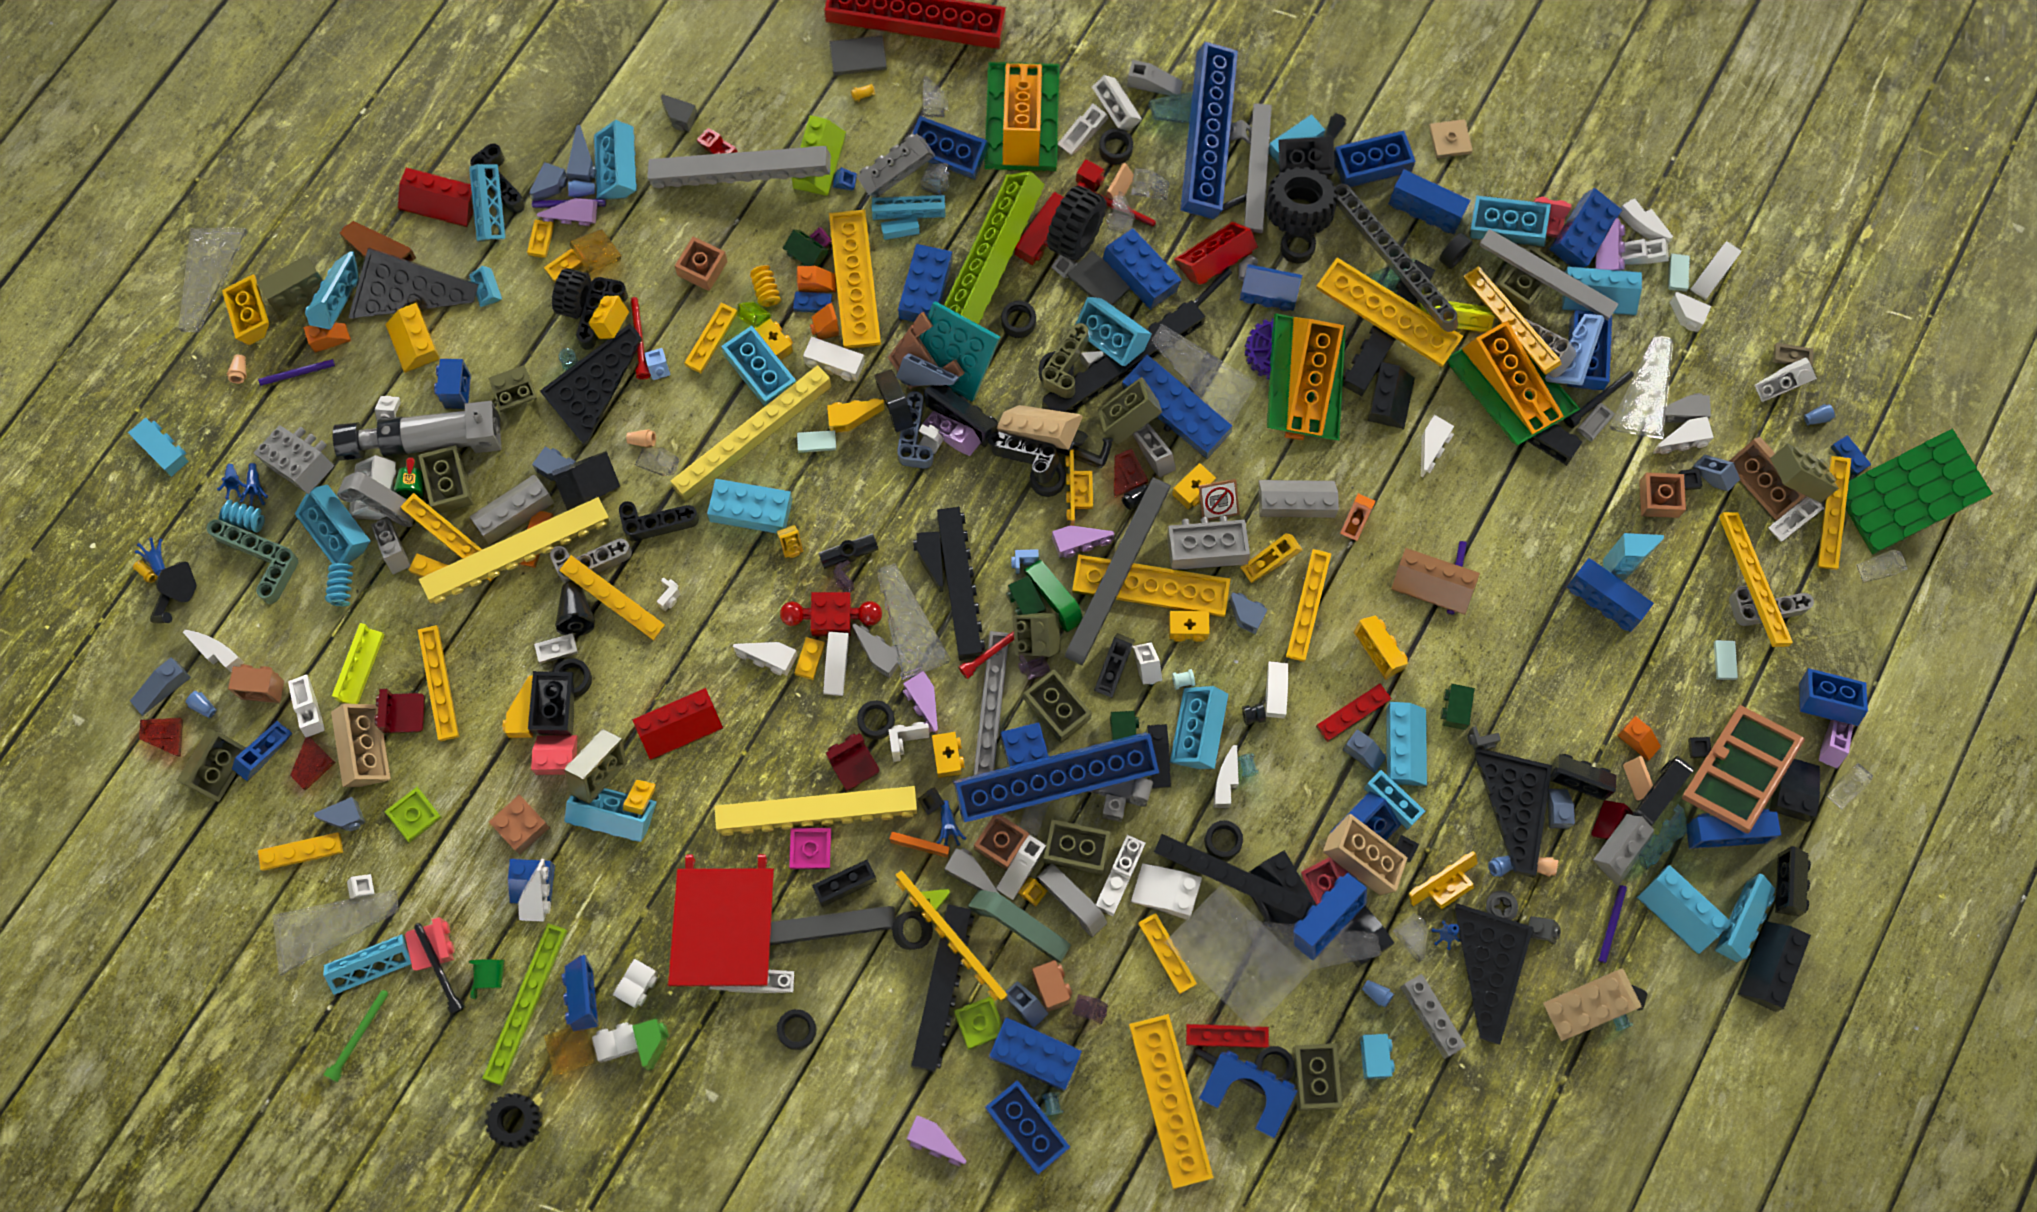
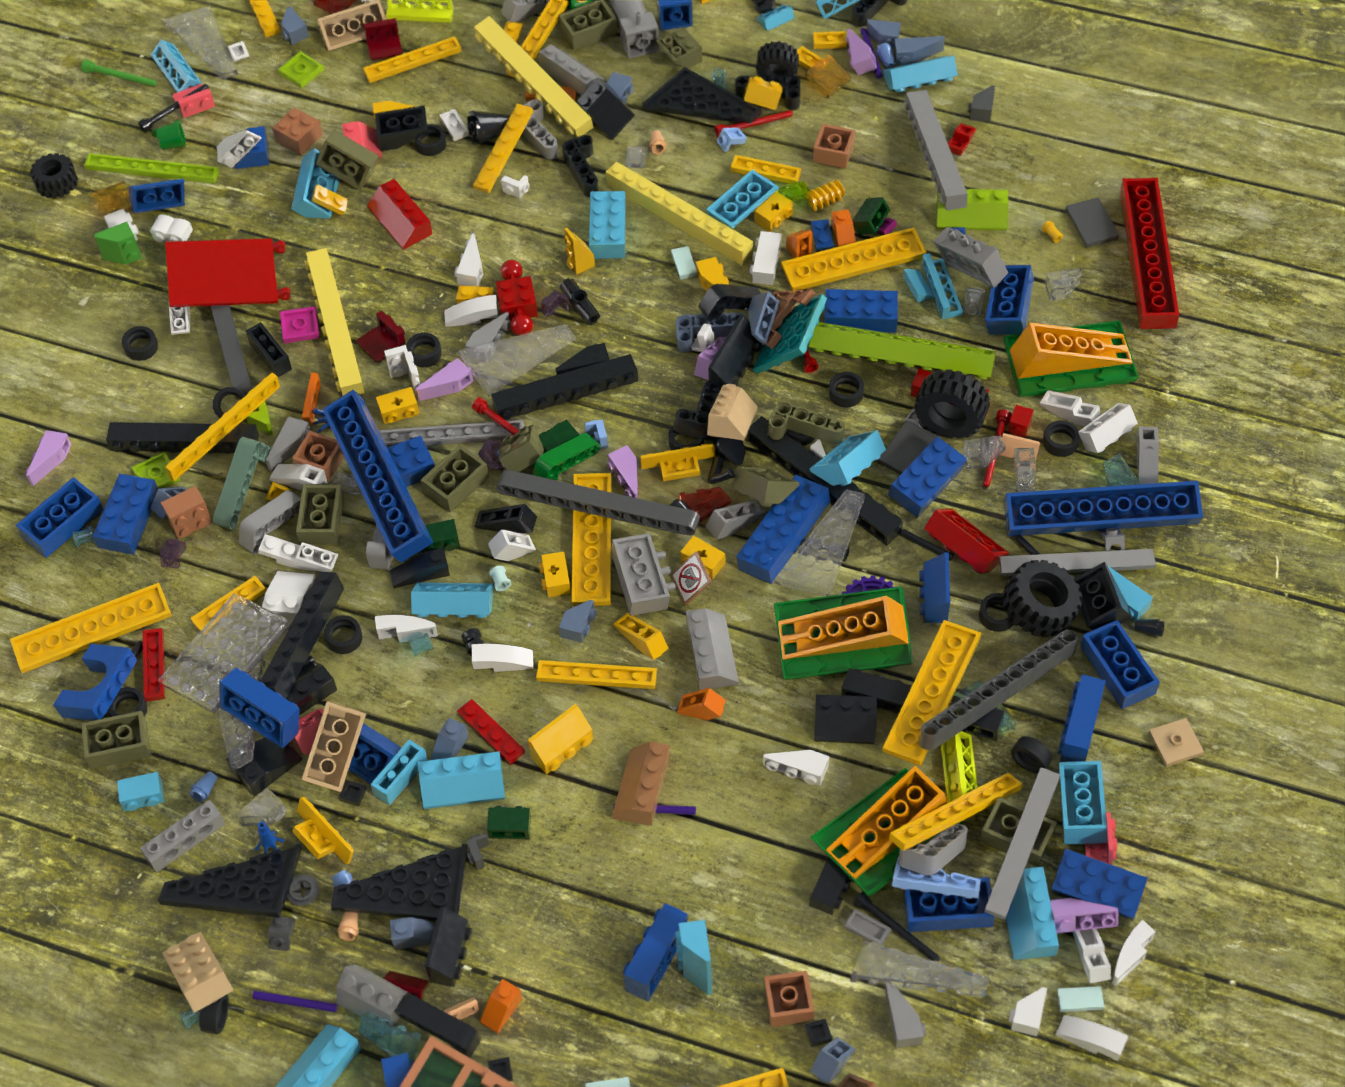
camera: 85 degrees right, 15 degrees down
(1114, 808) = (360, 537): light grey brick -> none
(1243, 265) = (960, 568): light grey arm -> none
(1691, 434) = (874, 1025): white slope -> none

